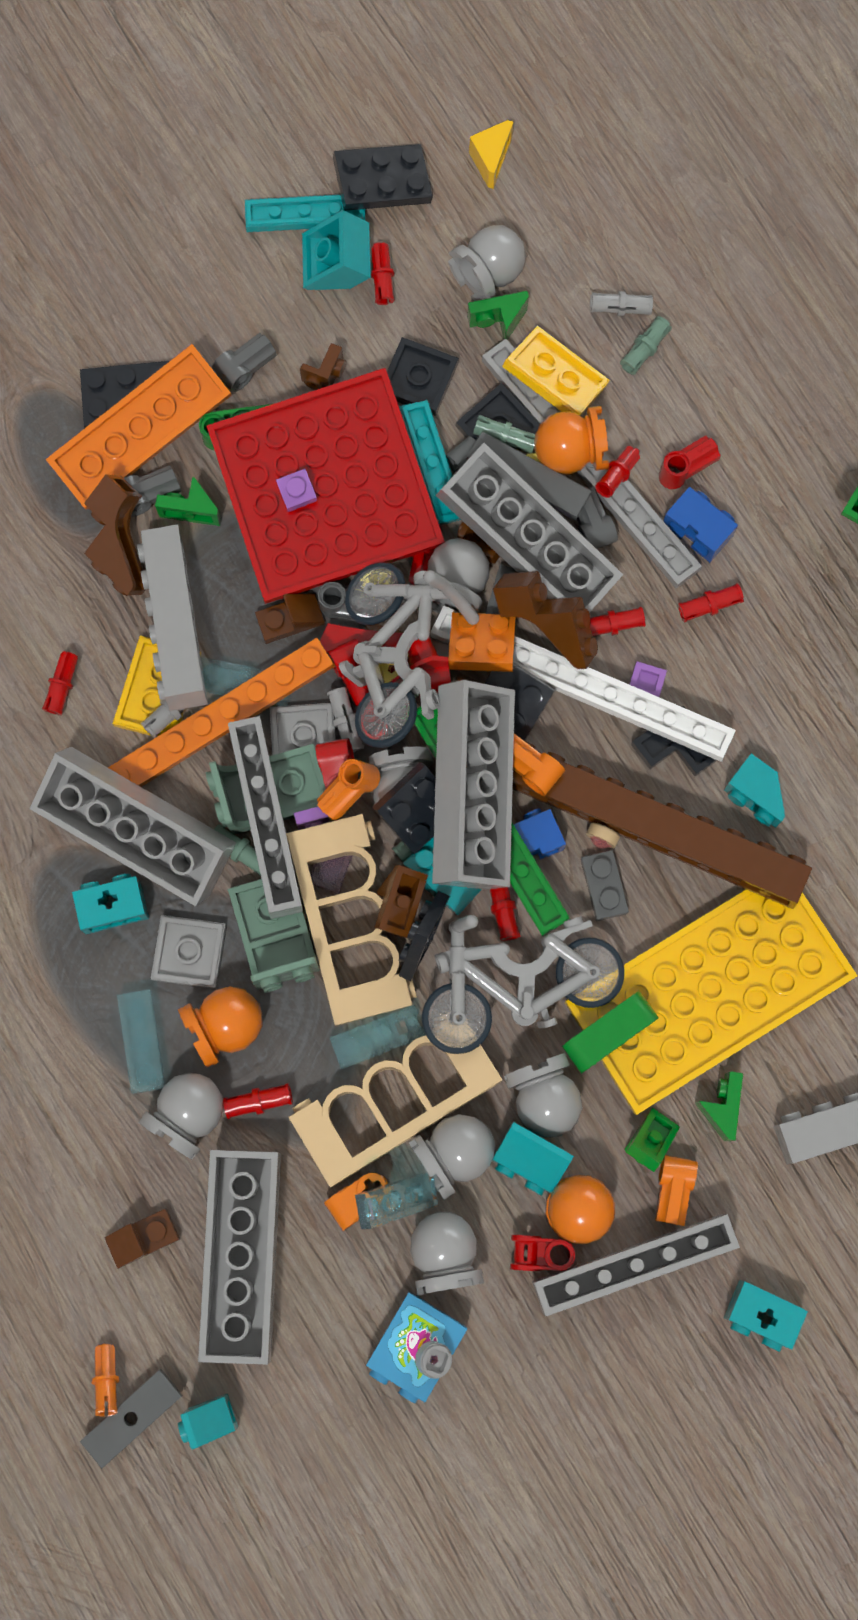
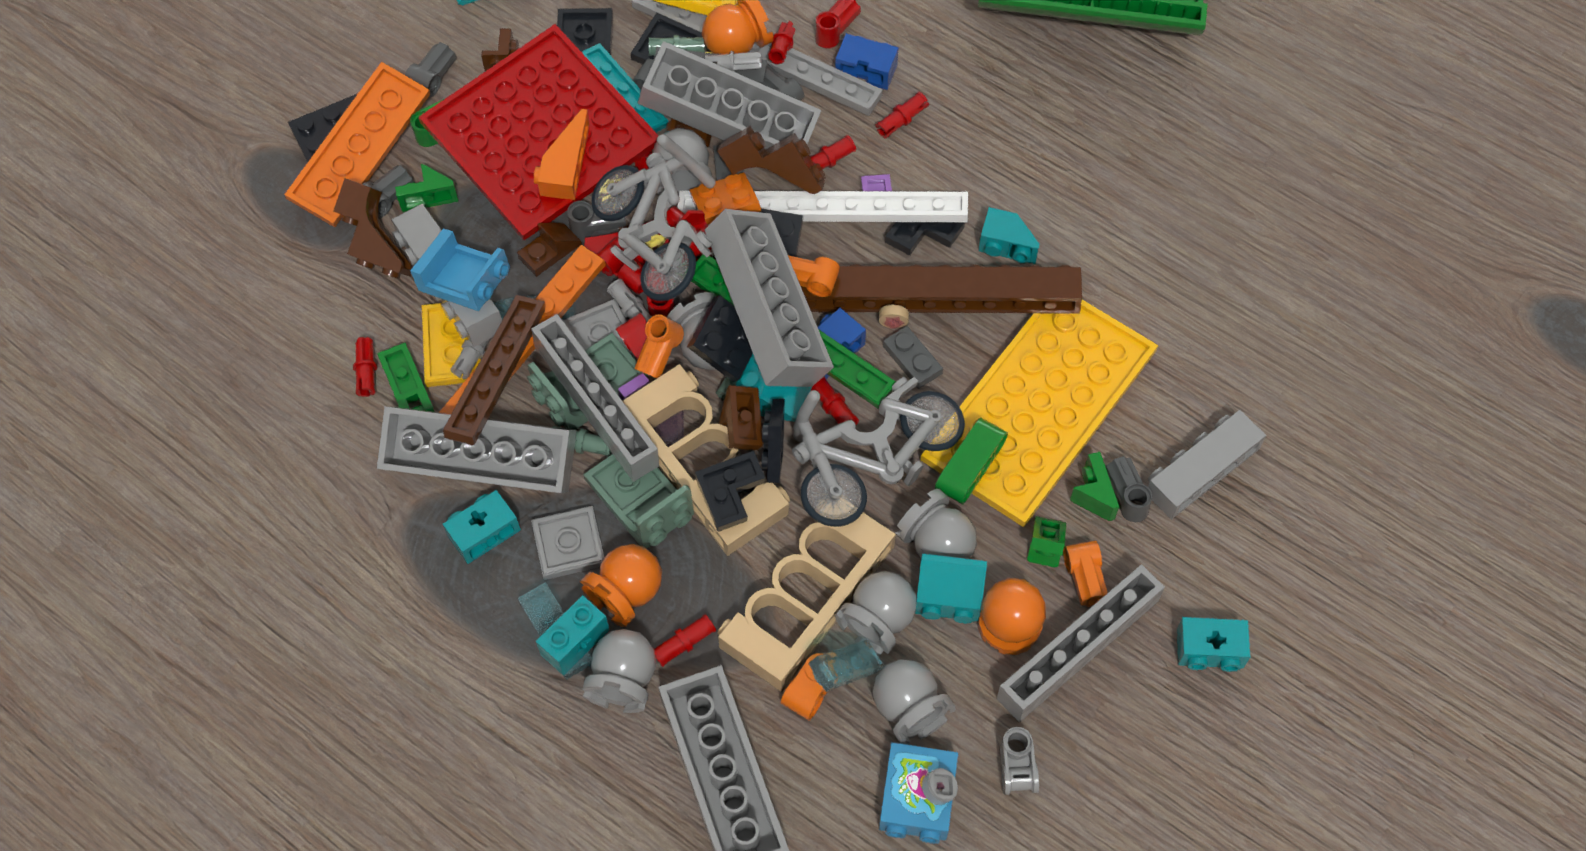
camera: 20 degrees left, 15 degrees down
(94, 715) = (404, 377): none -> green plate
(142, 1238) = (623, 801): reddish brown slope -> none
(150, 1062) = (572, 635): none -> teal brick
(175, 755) = (494, 370): none -> reddish brown plate
(181, 630) = (459, 271): none -> dark azure panel
(296, 490) = (517, 138): medium lavender plate -> none
(332, 537) = (563, 160): none -> orange slope
(350, 963) = (721, 487): none -> black plate
(376, 1037) = (767, 550): clear light blue plate -> none
(522, 1359) = (1018, 768): none -> light grey piece
(538, 1253) = (988, 670): red piece -> none
(553, 484) = (737, 61): none -> light grey axle
(757, 1115) = (1128, 488): none -> dark grey piece

